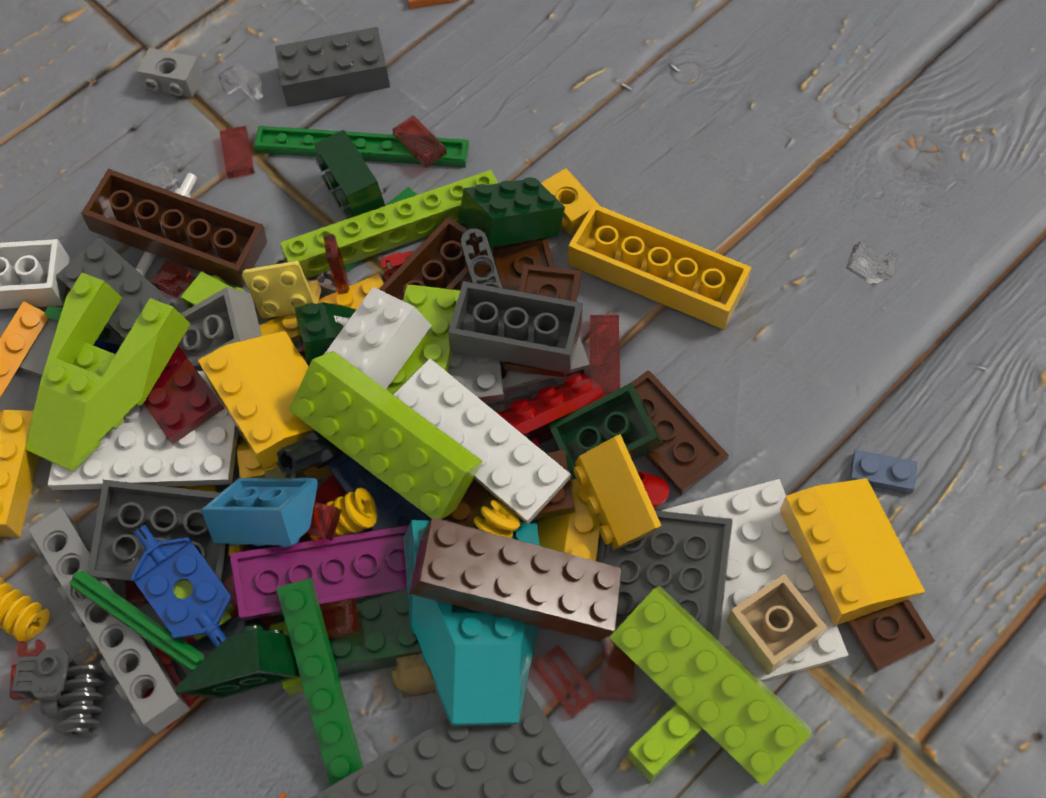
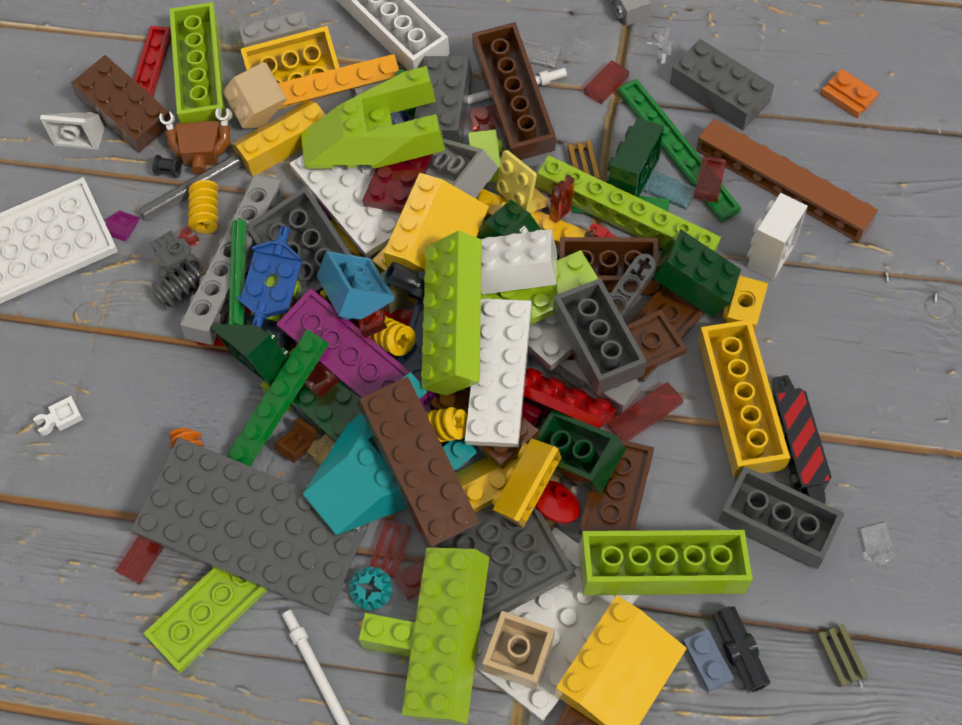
camera: 55 degrees right, 0 degrees up
(299, 220) = (580, 148): none -> pearl gold tile
(375, 695) = (297, 441): none -> reddish brown bracket
(400, 177) = (669, 188): none -> clear light blue tile
(473, 87) = (780, 175): none -> dark orange brick
(531, 127) = (775, 236): none -> white brick
(580, 726) = (376, 599): none -> teal gear
(769, 263) = (807, 457): none -> black hinge
(773, 439) = (664, 562): none -> lime brick
(796, 316) = (781, 517): none -> dark grey brick
(894, 436) = (741, 649): none -> black piece
(953, 359) = (832, 633): none -> olive tile

